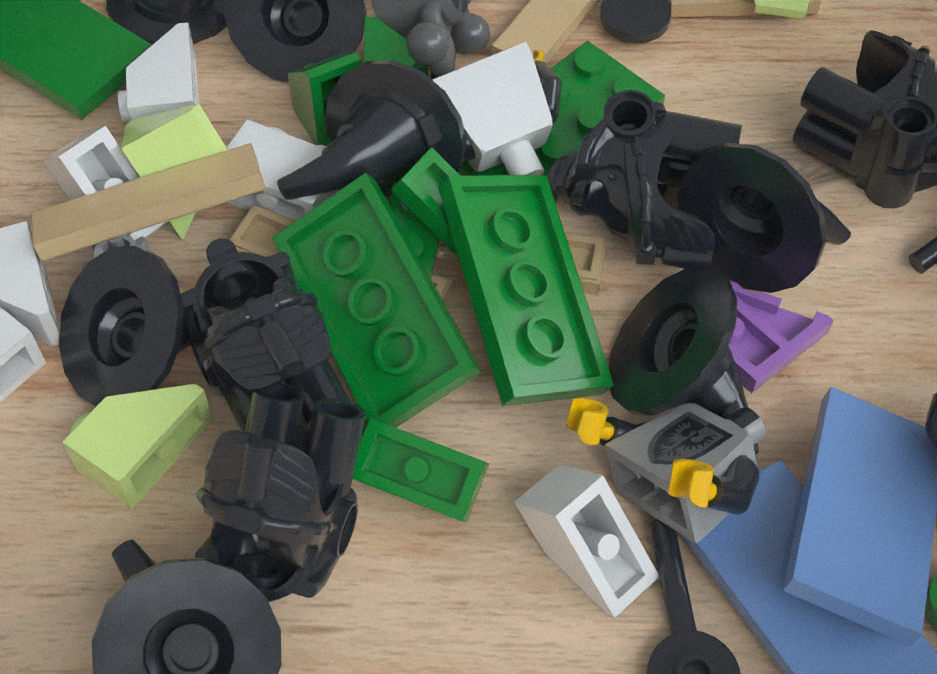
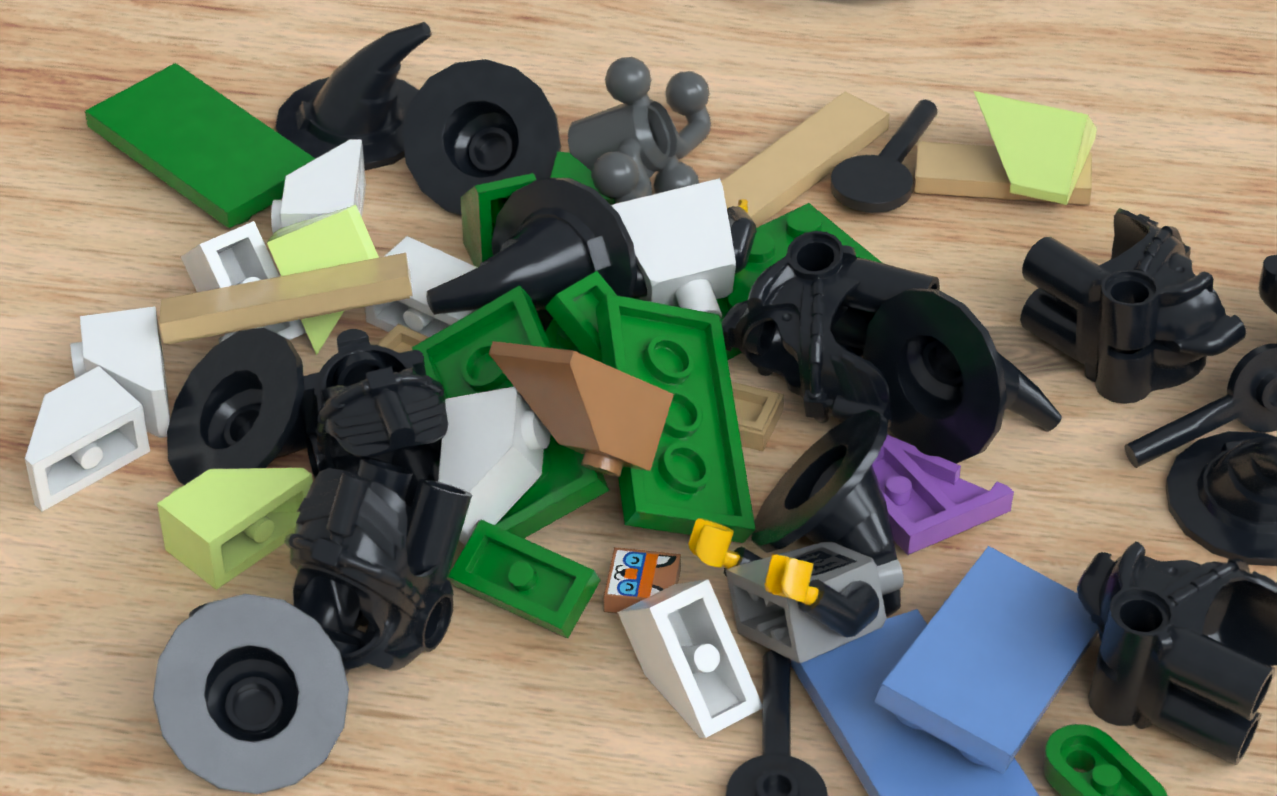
camera: 10 degrees right, 15 degrees down
(370, 350) = (491, 452): none -> white slope
(458, 306) = (588, 405): none -> medium nougat slope
(522, 453) = (638, 575): none -> tile

